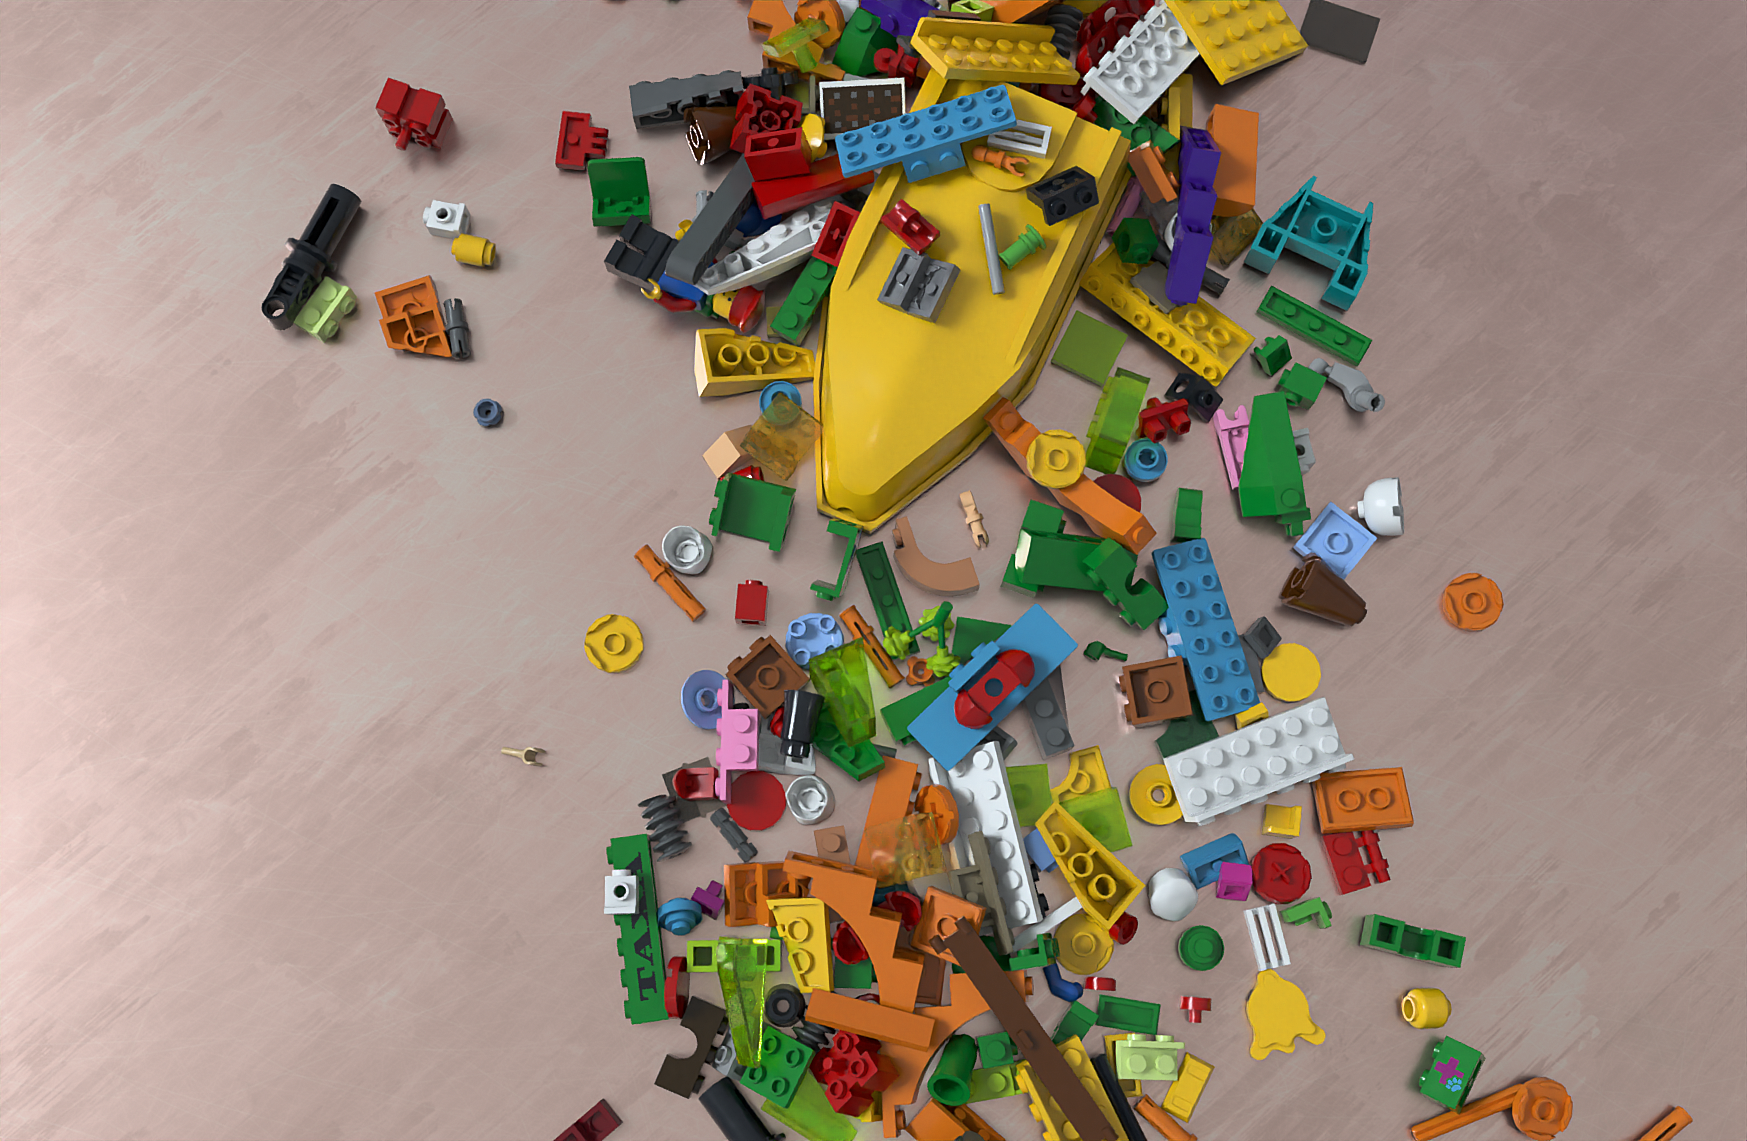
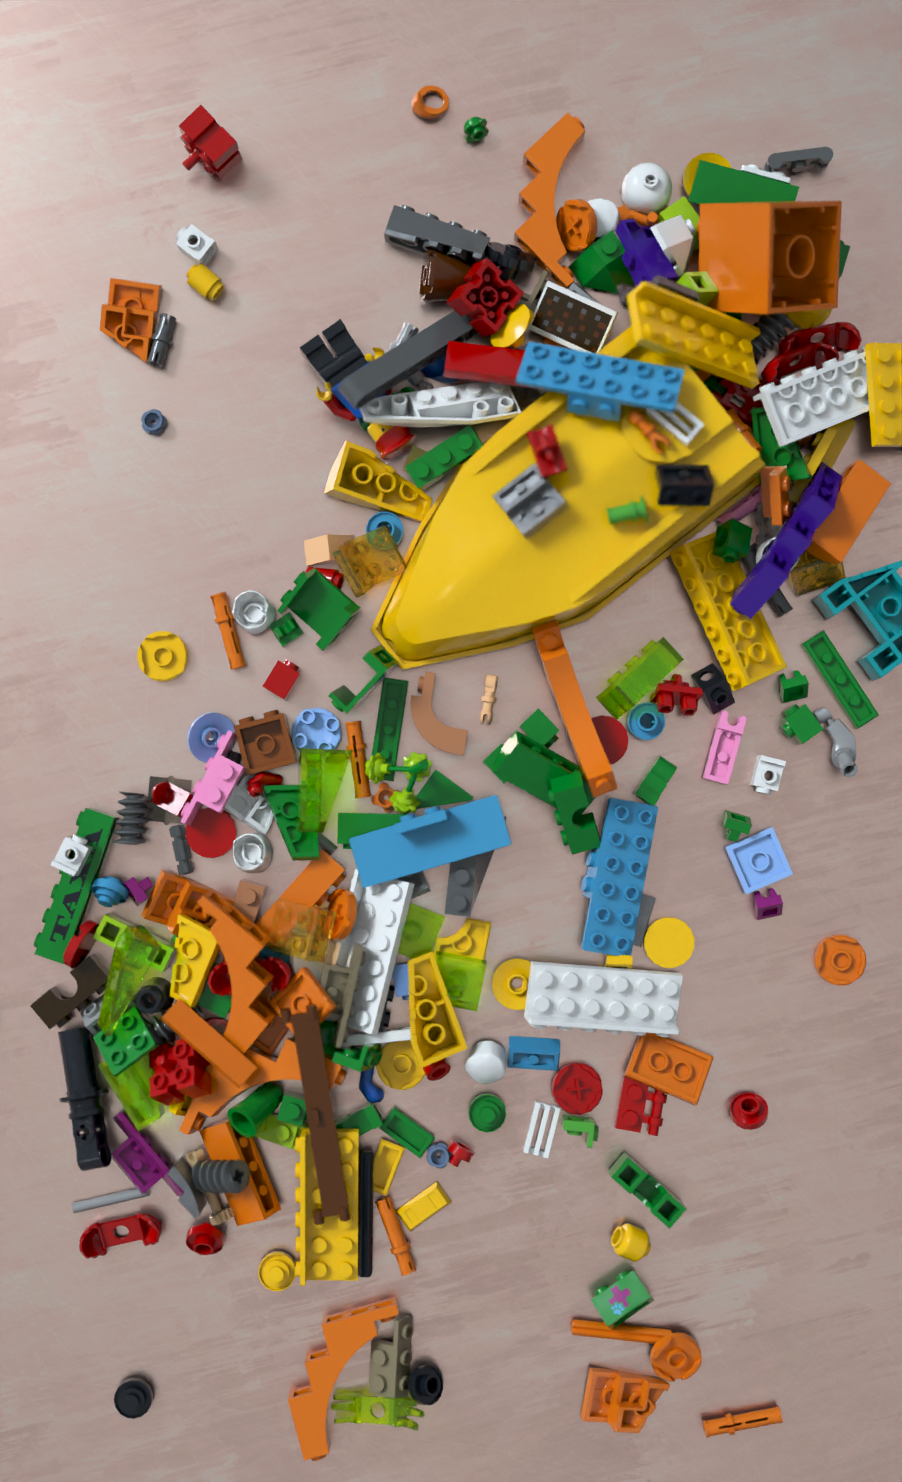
camera: 25 degrees right, 10 degrees up
(310, 256) = (73, 222): black piece -> none
(326, 309) = (66, 272): yellowish green bracket -> none
(526, 755) = (55, 710): tan hand -> none
(579, 141) = (332, 230): red hinge -> none
(619, 190) = (342, 292): green bracket -> none
(729, 552) = (286, 629): none -> green tile
(778, 154) = (479, 330): red brick -> none
(796, 40) = (545, 236): clear neon green tile -> none
(799, 722) = (269, 794): black plant -> none
(835, 234) = (490, 421): red slope -> none
(897, 65) = (610, 290): red hips -> none
(974, 707) = (451, 839): red piece -> none
(991, 249) = (603, 500): light grey bar -> none
(1056, 459) = (571, 689): yellow tile -> none
(1084, 108) = (747, 412): red tile -> none
(1089, 348) = (651, 607): lime tile -> none
(1096, 649) = (528, 849): green hand -> none
(1099, 983) = (397, 1100): red tile -> none
(1147, 1059) = (402, 1172): yellowish green bracket -> none
(1152, 283) = (726, 583): dark tan piece -> none
(1156, 691) = (555, 906): dark orange plate -> none
(1182, 1022) = (445, 1157): none -> sand blue plate
(1186, 731) = (565, 944): clear green tile -> none
(1234, 881) = (539, 1076): dark pink slope -> none
(1262, 637) = (661, 905): dark grey tile -> none
(1270, 469) = (736, 781): green wedge -> none
(1278, 1016) = (519, 1190): yellow tile -> none
(1281, 821) = (599, 1050): yellow panel -> none
(1323, 593) = (725, 895): reddish brown cone -> none
(1371, 583) = (768, 906): none -> magenta tile
(1383, 507) = (811, 853): white cylinder -> none
(1470, 803) = (749, 1111): none -> red plate

